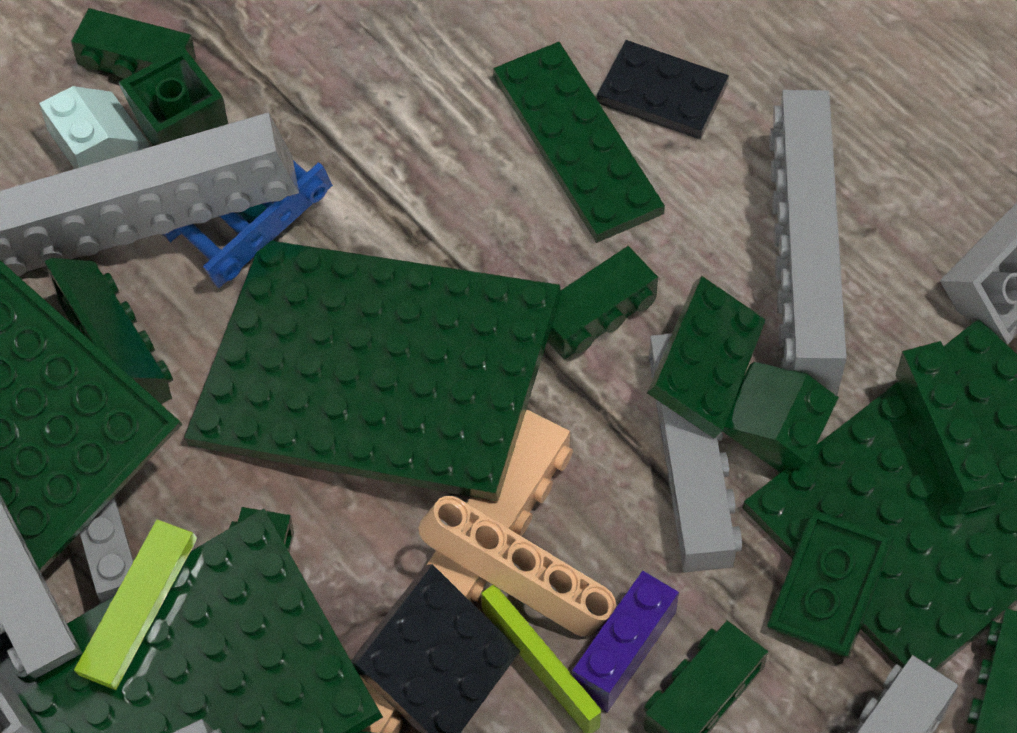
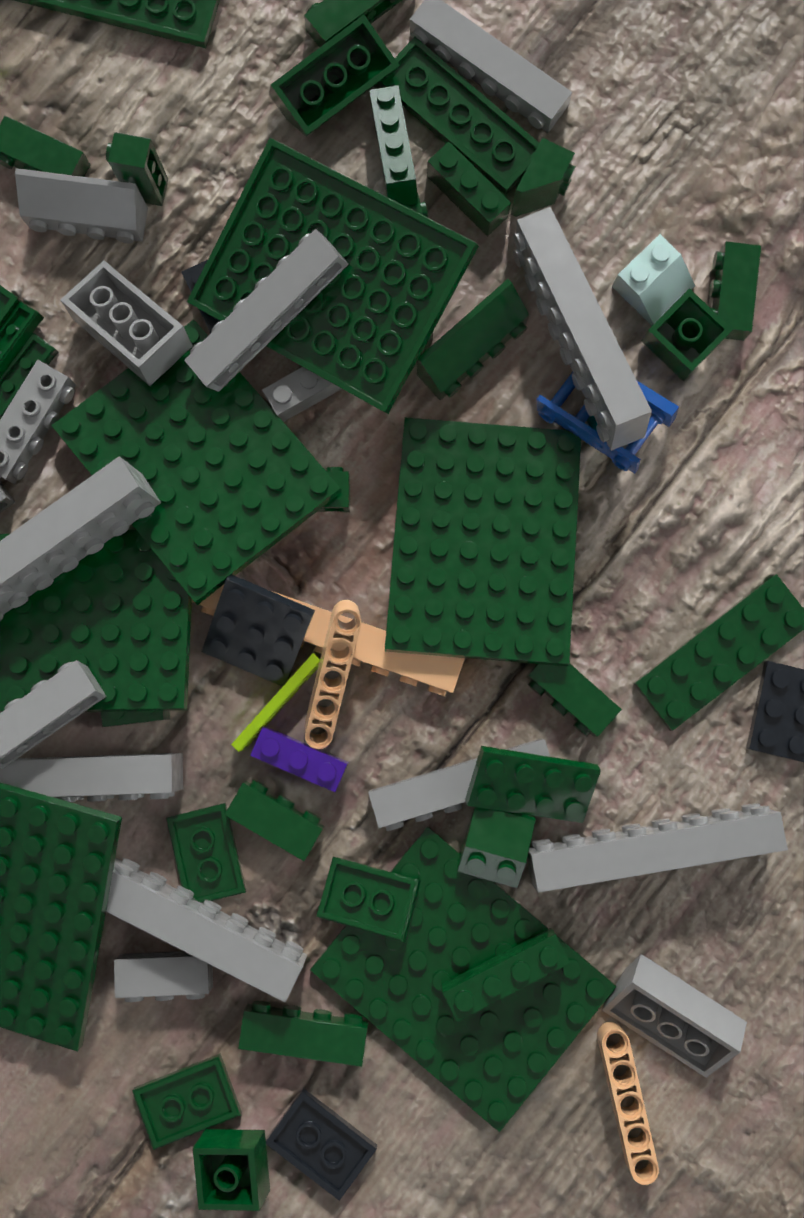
camera: 80 degrees right, 25 degrees up
(135, 604) = (254, 418): lime tile -> none

